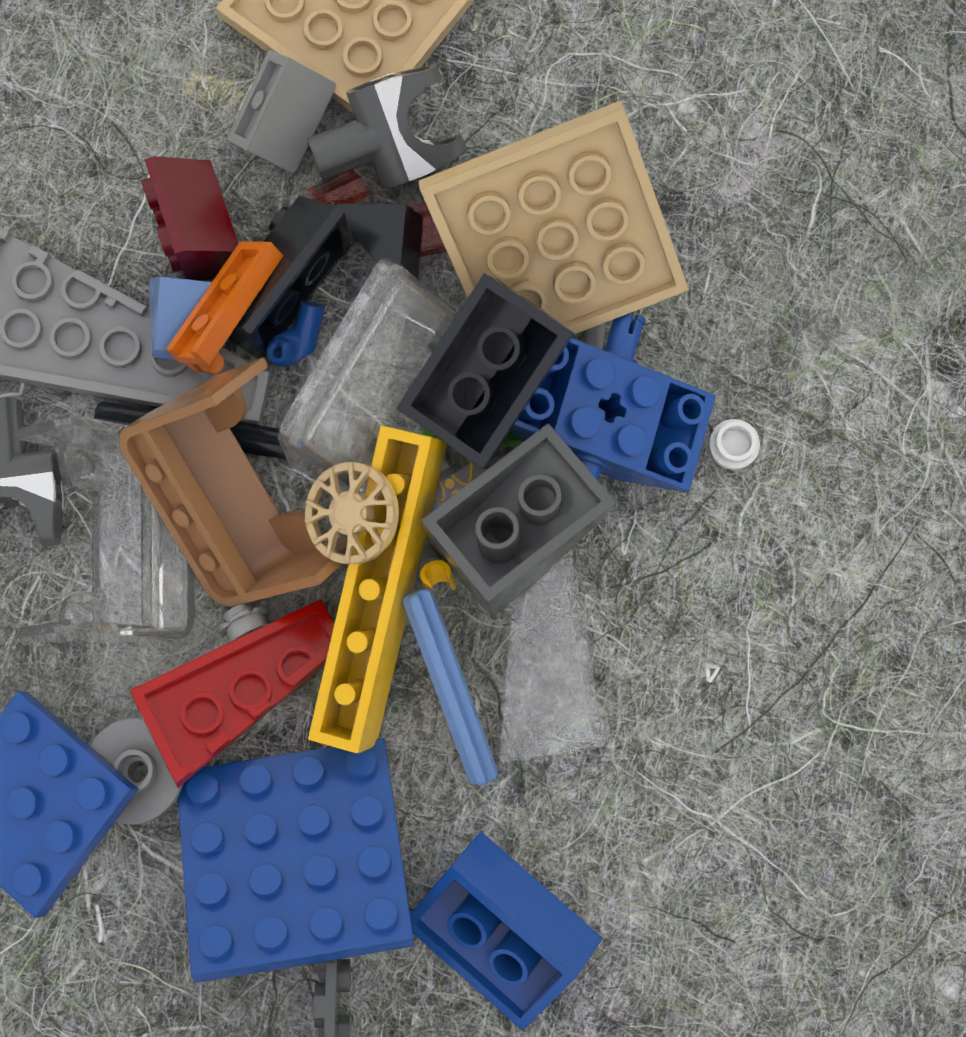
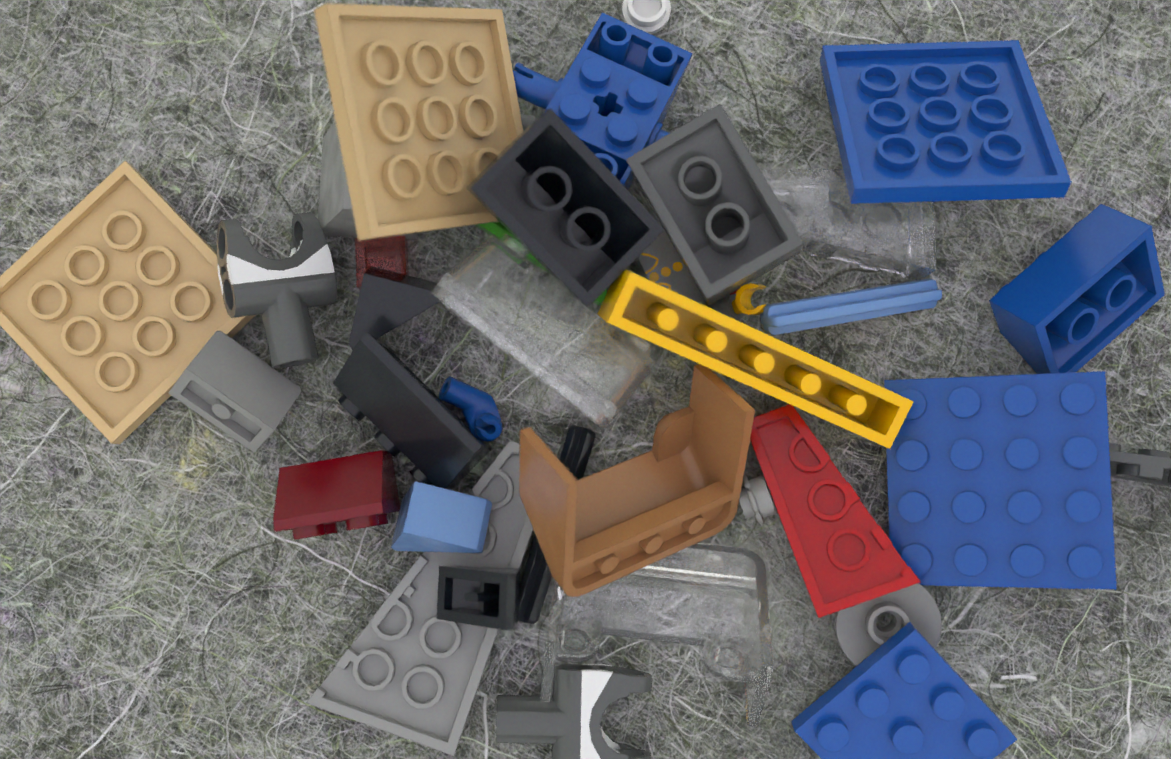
camera: 75 degrees left, 5 degrees up
(112, 366) = (479, 596): none -> black slope
(223, 306) = (443, 470): orange hinge -> none
(340, 189) = (331, 344): clear red tile -> none
(351, 513) = (689, 367): tan wheel -> none
(655, 746) = (940, 123): none -> blue plate

